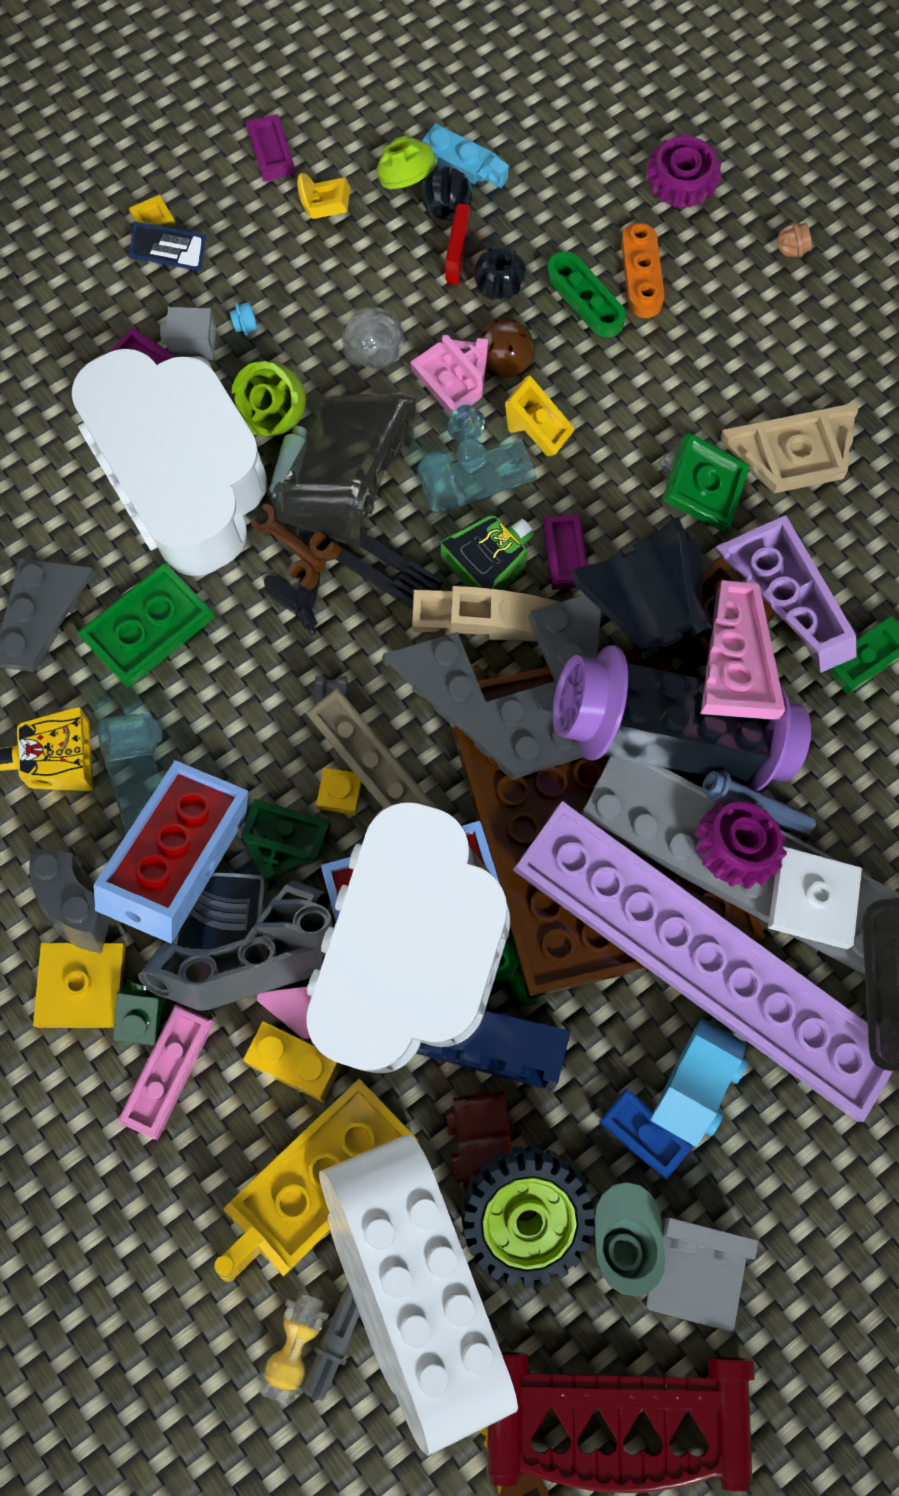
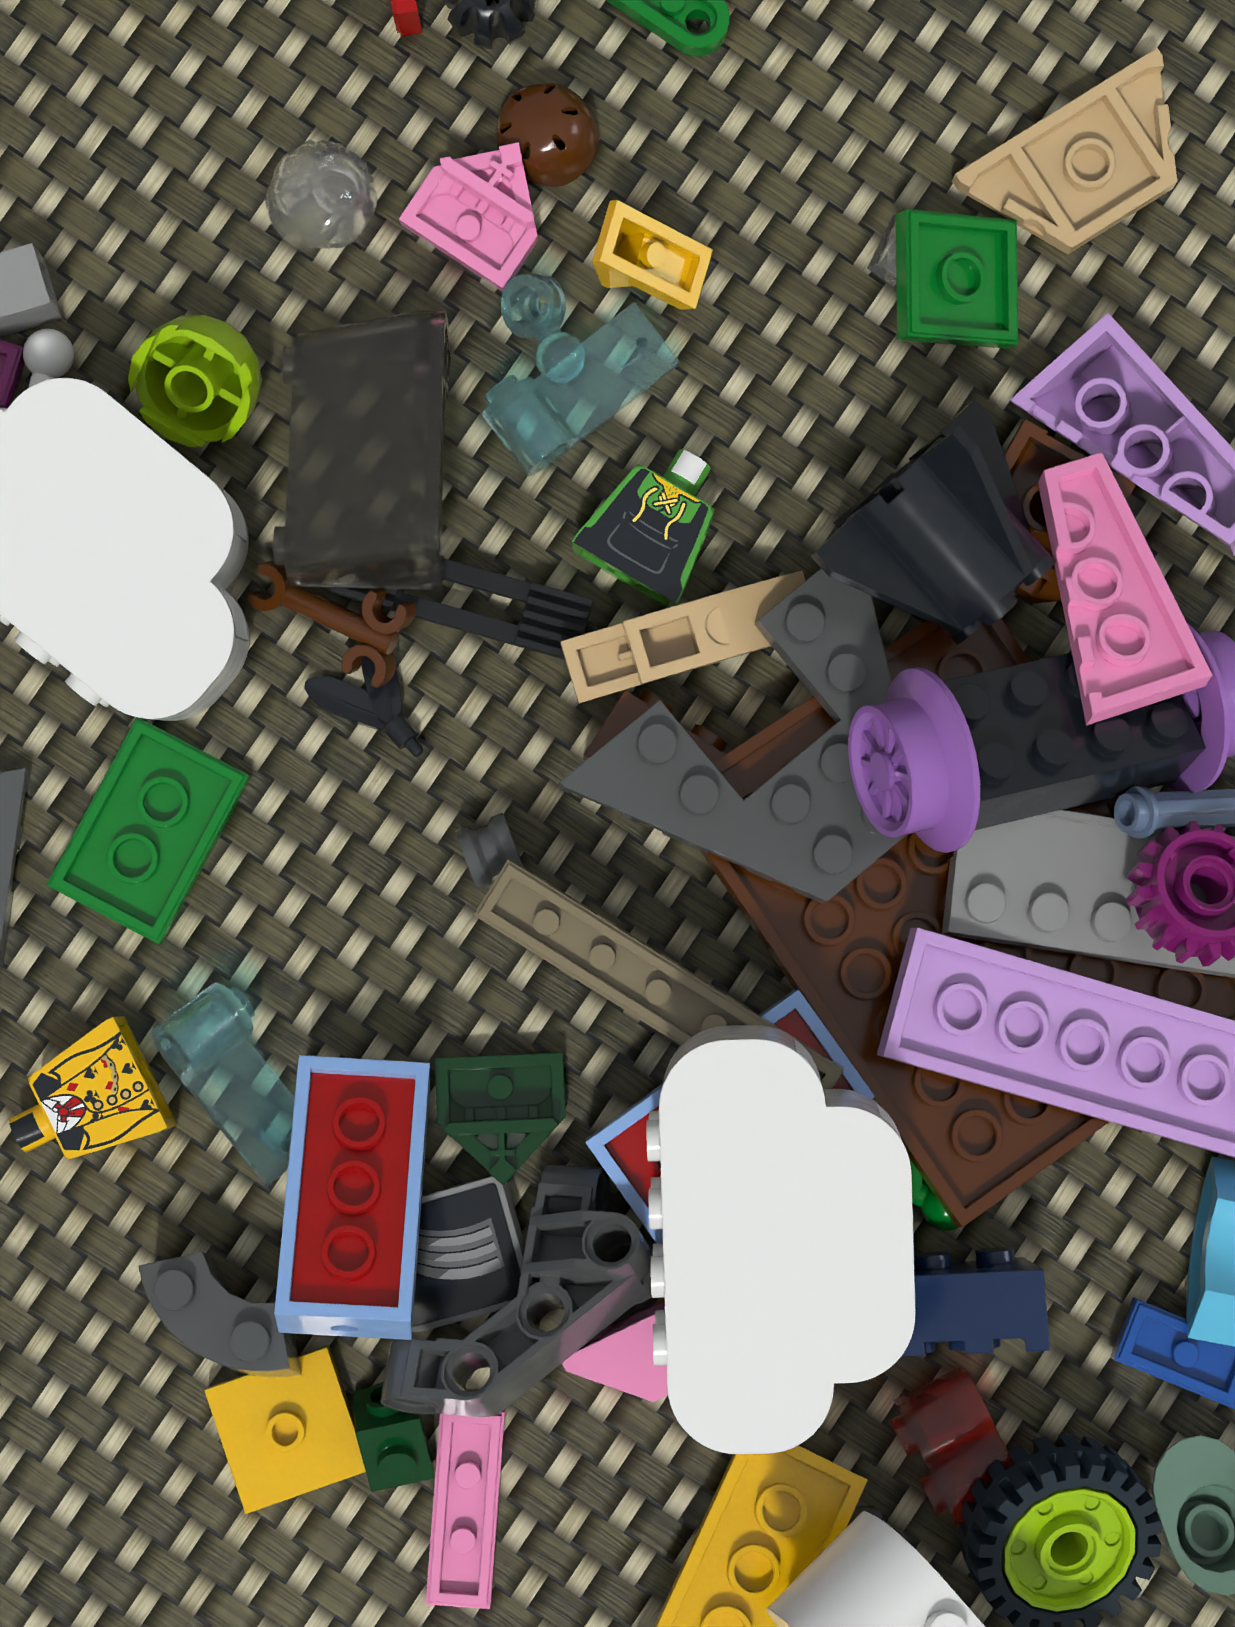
camera: 25 degrees left, 15 degrees up
(243, 318) = (87, 230): medium azure plate -> none
(289, 450) = (267, 468): light aqua cylinder -> none
(292, 1061) = (640, 1437): yellow brick -> none
(339, 791) = (556, 1000): yellow plate -> none
(564, 548) = (768, 472): magenta tile -> none

